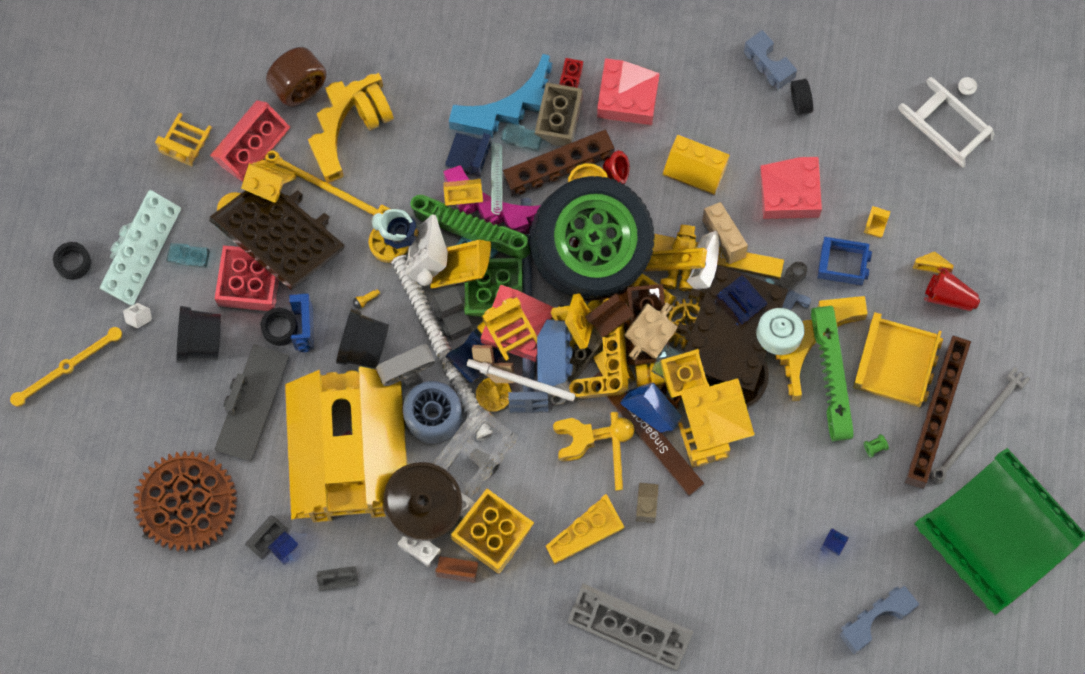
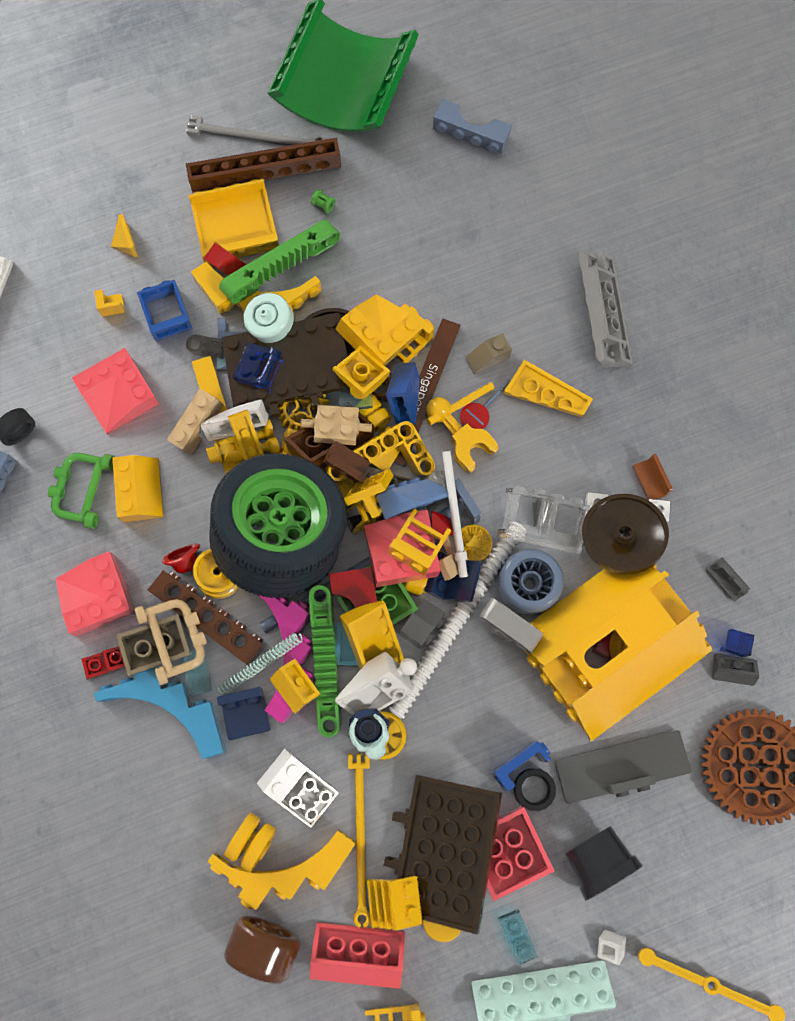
camera: 125 degrees left, 5 degrees up
(360, 301) = (460, 725): yellow piece -> none
(362, 341) = (505, 691): black piece -> none
(391, 161) = (297, 788): none -> white slope
(492, 531) = (602, 463): yellow slope -> none
(510, 274) = (354, 585): none -> red tile
(520, 365) = (440, 522): none -> red slope
(543, 143) = (198, 639): none -> tan bar
(600, 461) = (476, 414): none -> red piece
(729, 106) = (63, 473): none -> bright green bar
(834, 542) = (430, 188): clear blue panel -> none
(858, 328) = (223, 259): none -> red slope
(950, 291) = (145, 212): red cone -> none

